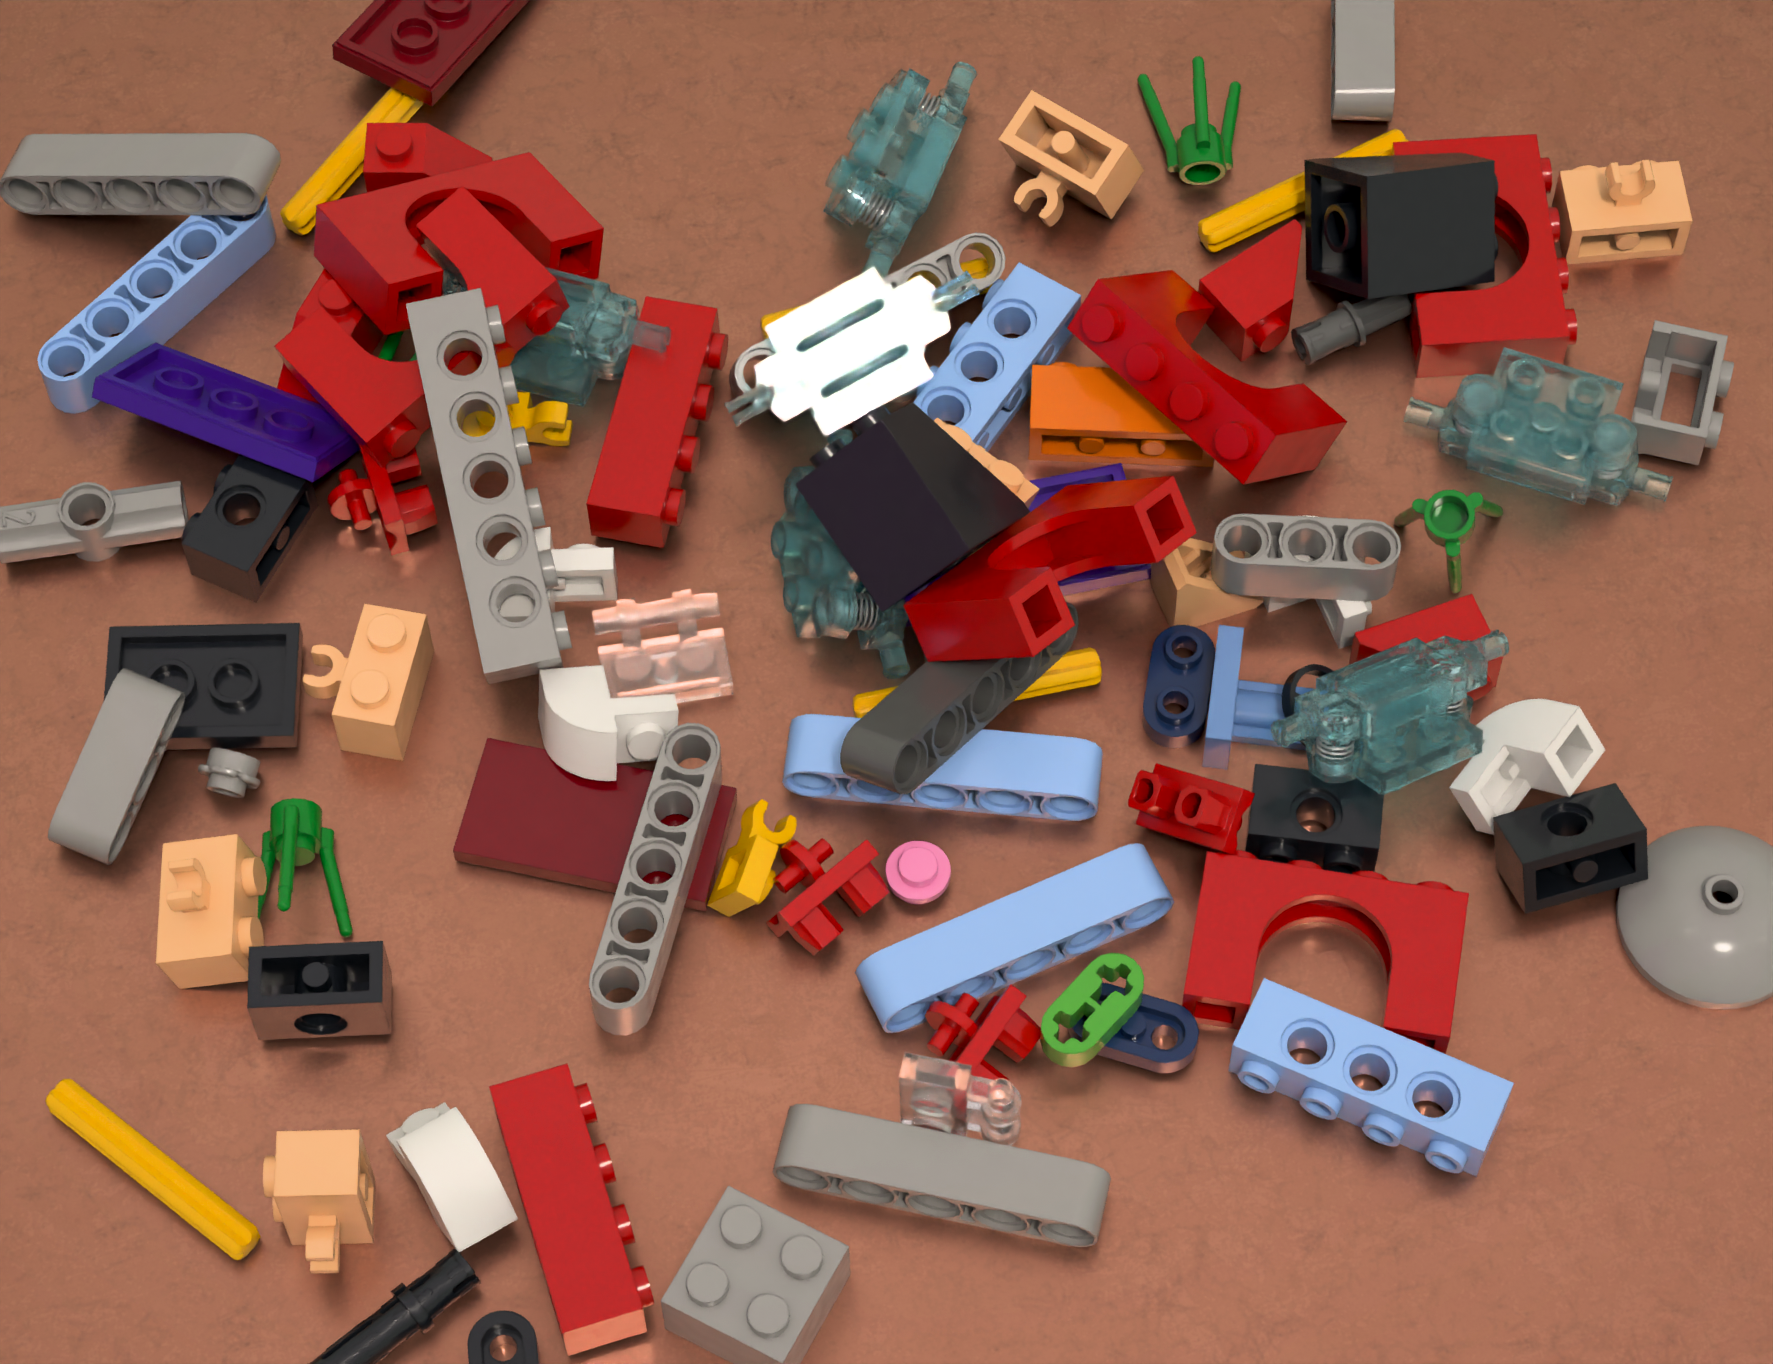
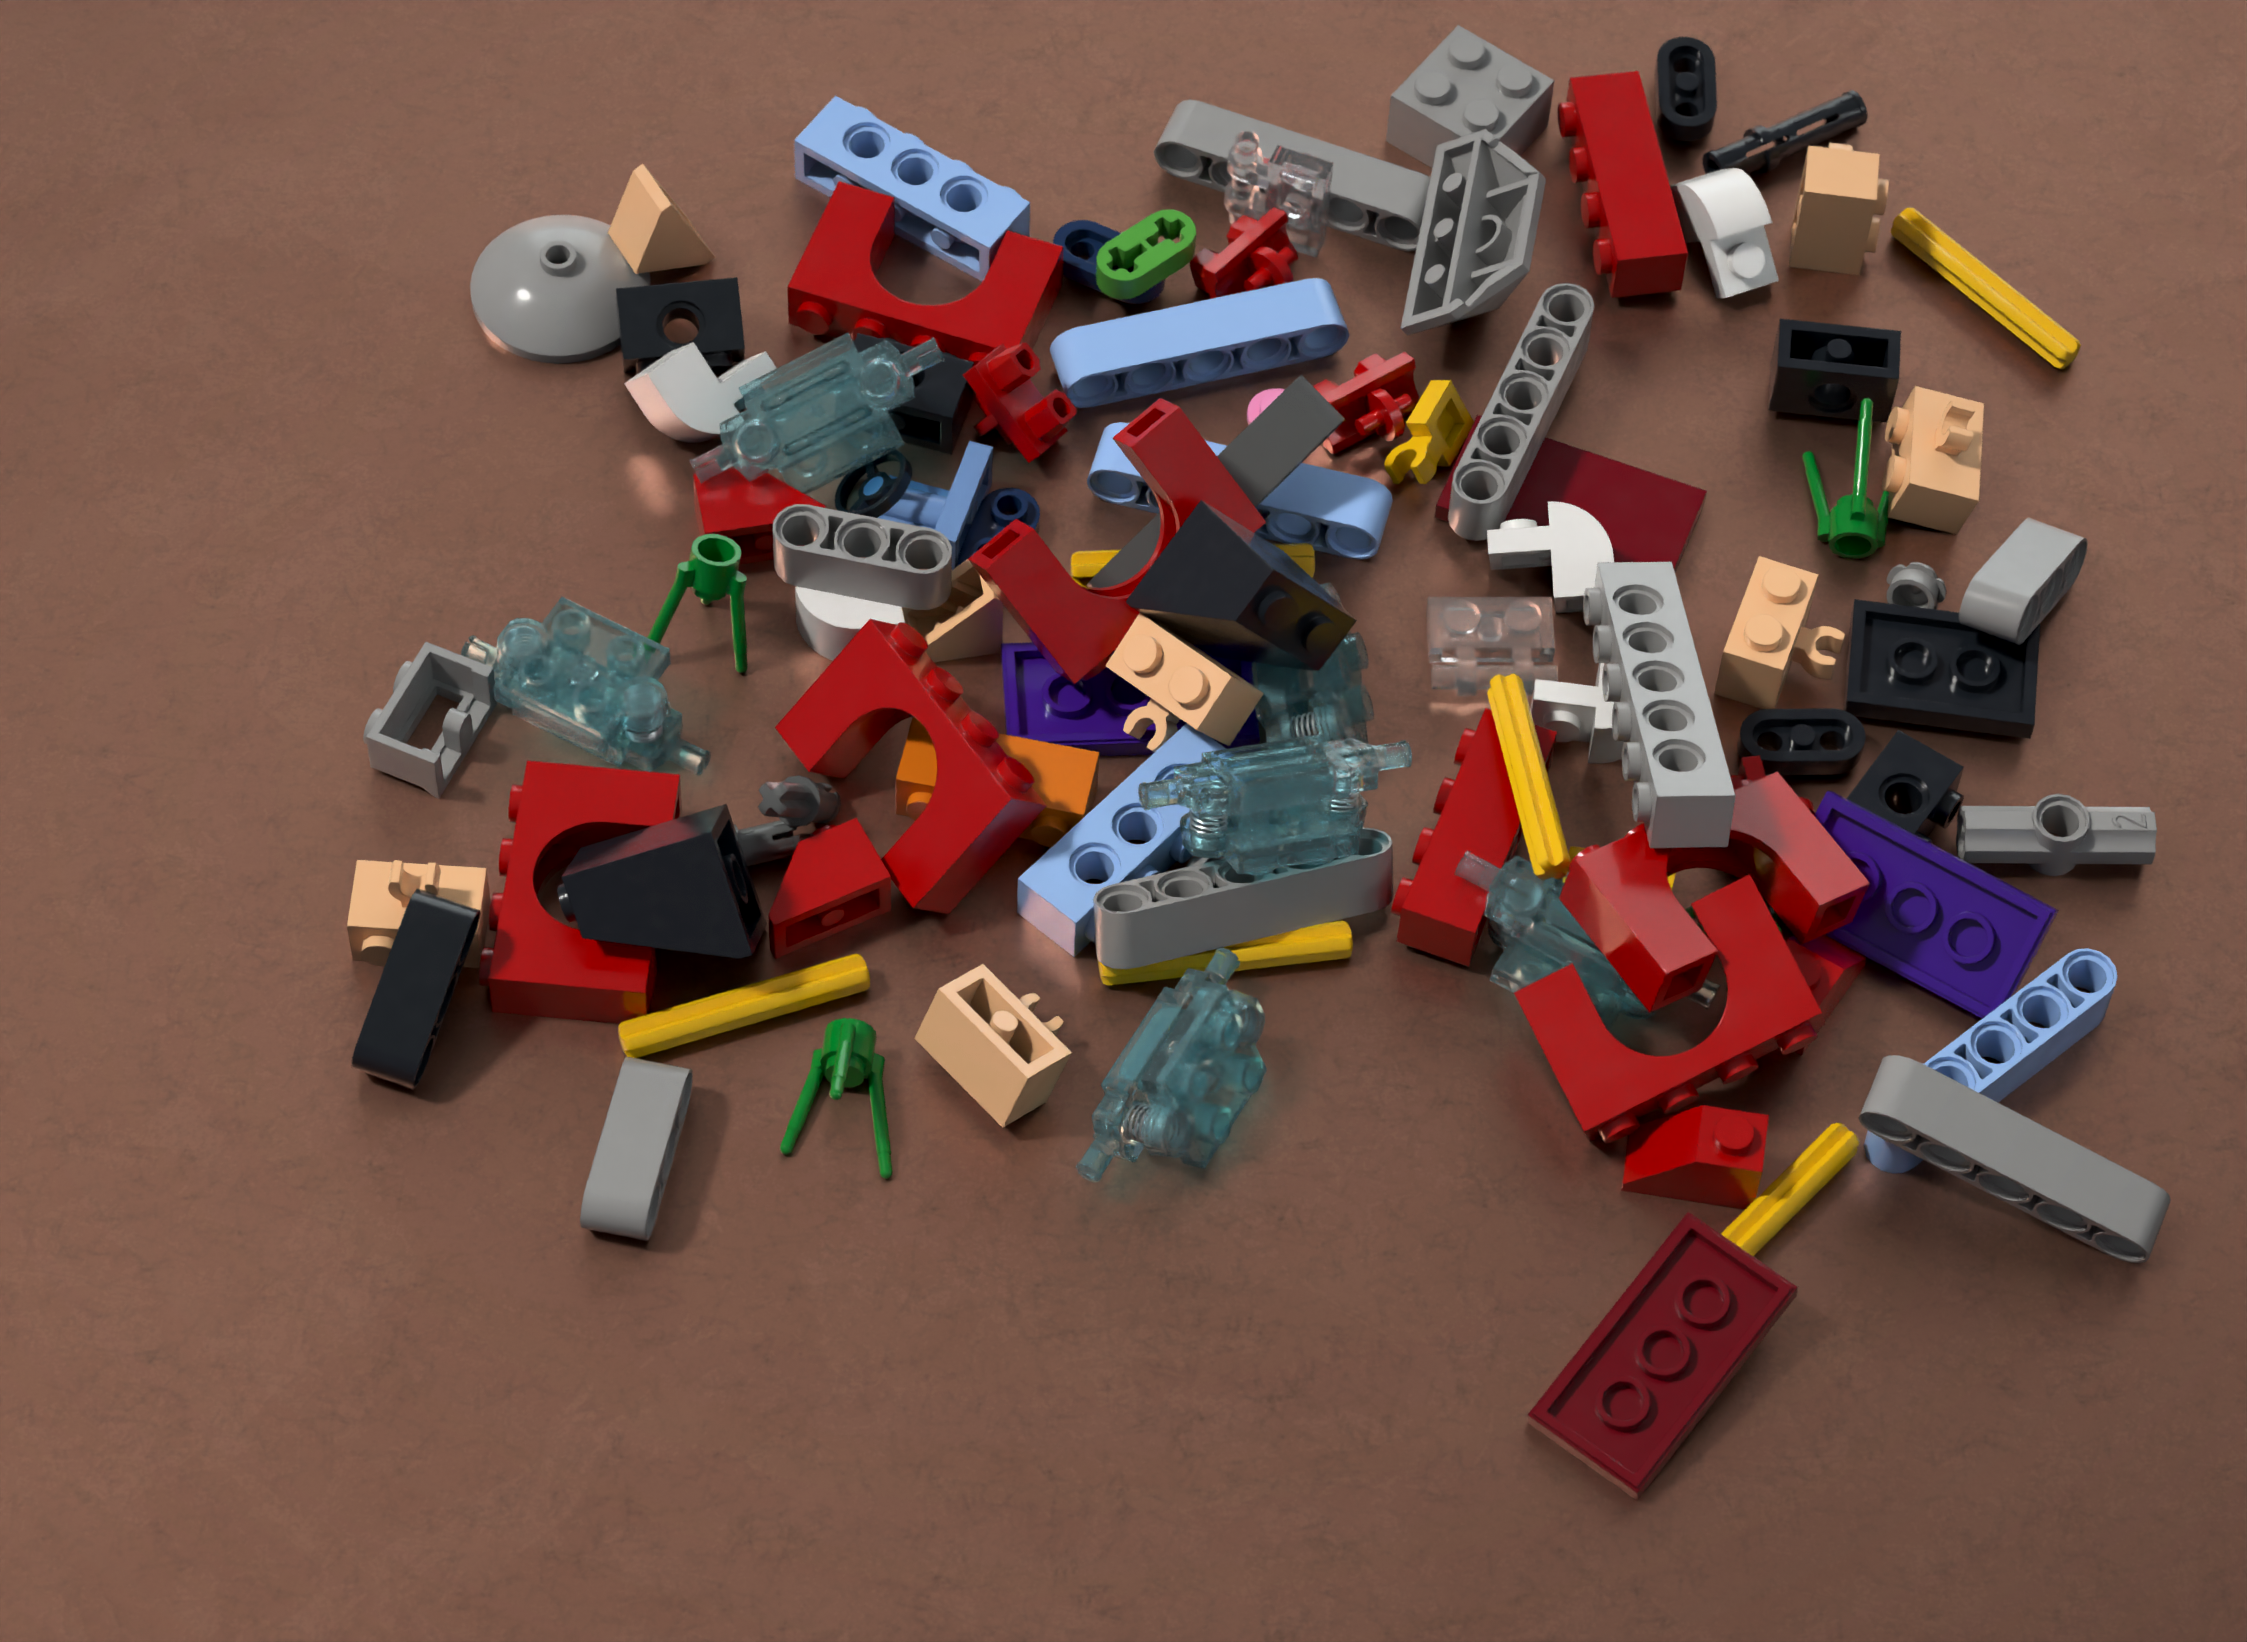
camera: 175 degrees left, 5 degrees down
(344, 583) = (1800, 738): none -> black plate
(610, 421) = (1528, 777): none -> yellow axle
(732, 1066) = (1472, 232): none -> light grey wedge
(1306, 335) = (799, 801): none -> dark grey axle
(1596, 117) = (415, 988): none -> black beam
(1621, 967) = (653, 228): none -> light nougat slope

